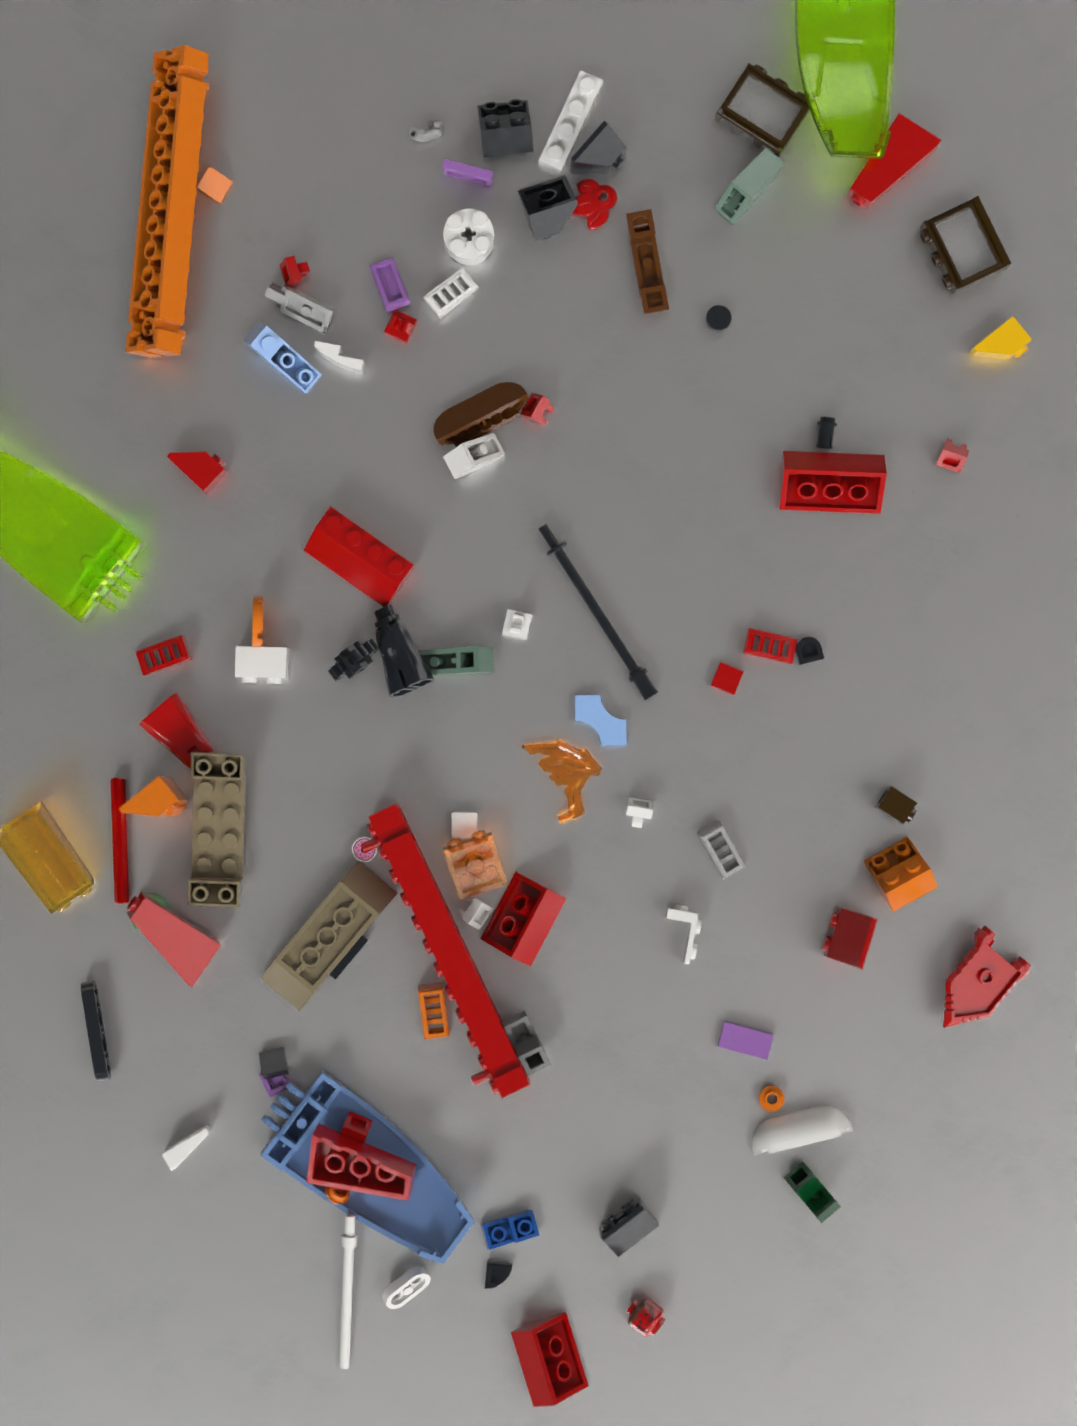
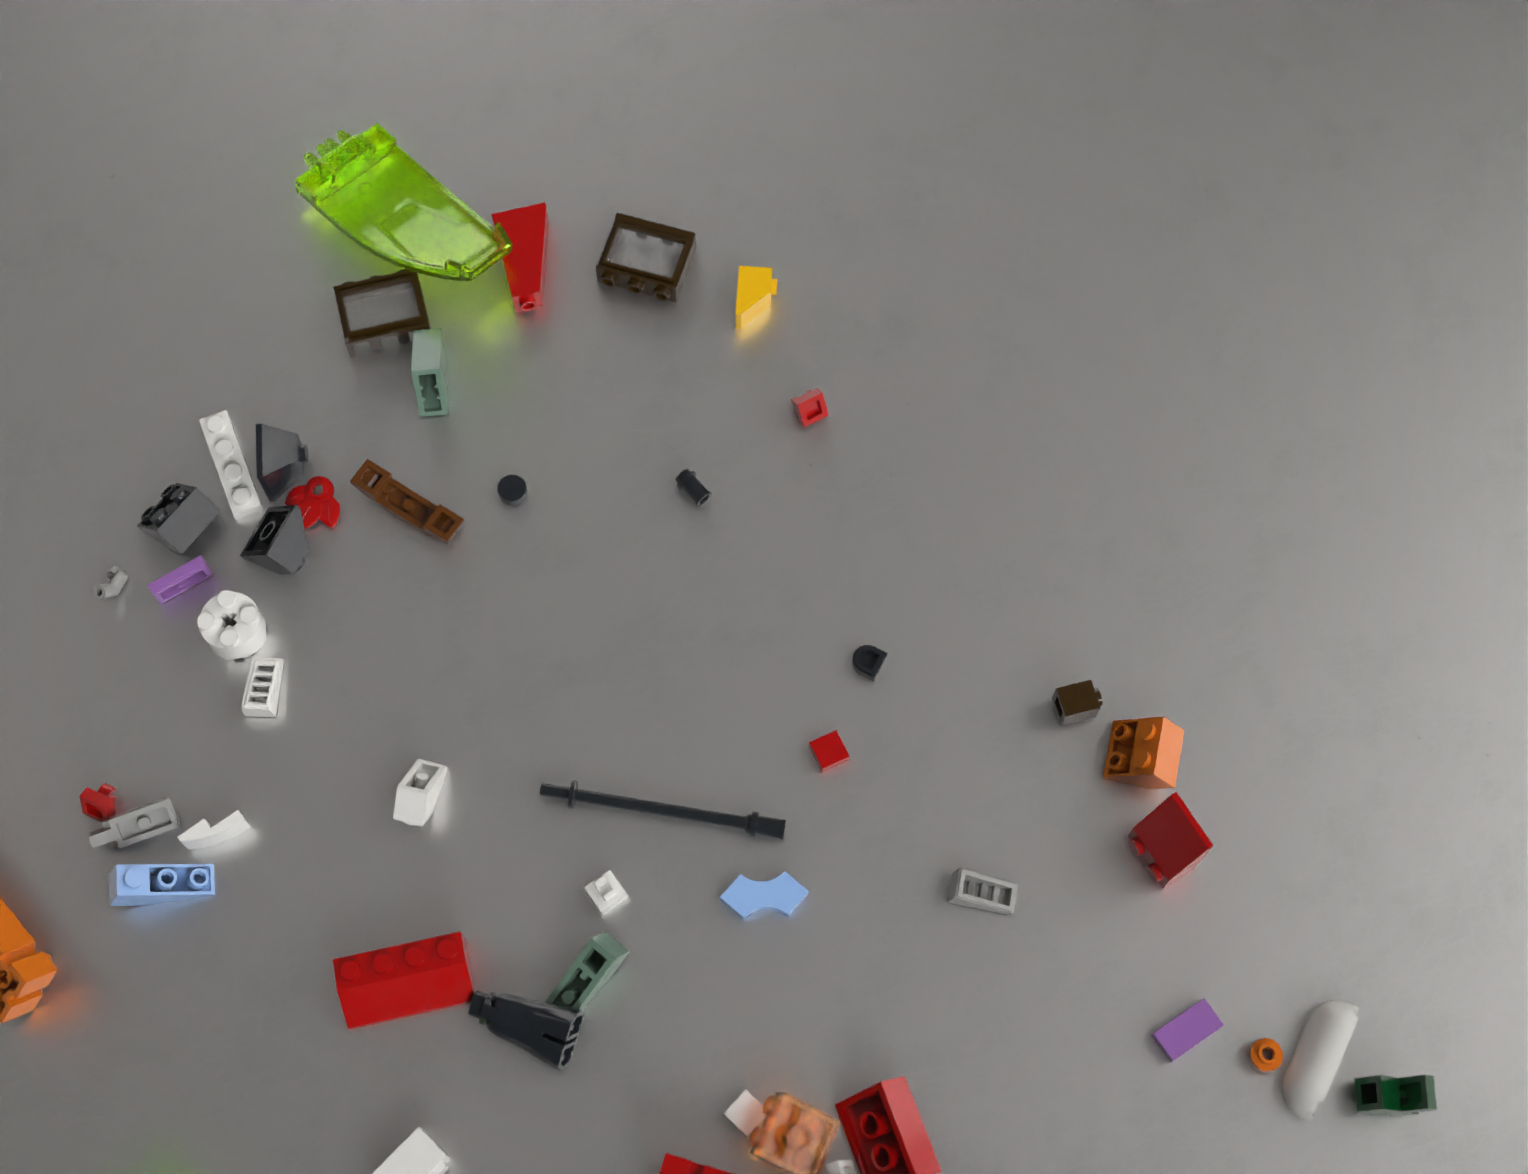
camera: 50 degrees left, 20 degrees down
(200, 468) = (175, 1055): red slope -> none
(257, 621) = (366, 1131): orange tile -> none
(353, 659) = (492, 1071): black gear -> none
(389, 284) = (200, 730): medium lavender tile -> none
(400, 326) = (245, 755): red tile -> none
(480, 414) = (390, 752): reddish brown brick -> none
(535, 408) = (432, 701): red tile -> none
(568, 767) = (782, 964): clear orange animal -> none
(639, 809) = (880, 933): white tile -> none
(681, 913) = (1012, 981): white bracket -> none
(749, 641) = (821, 709): red slope -> none
(832, 482) = (740, 516): red slope -> none
(980, 981) = (1305, 766): shield -> none

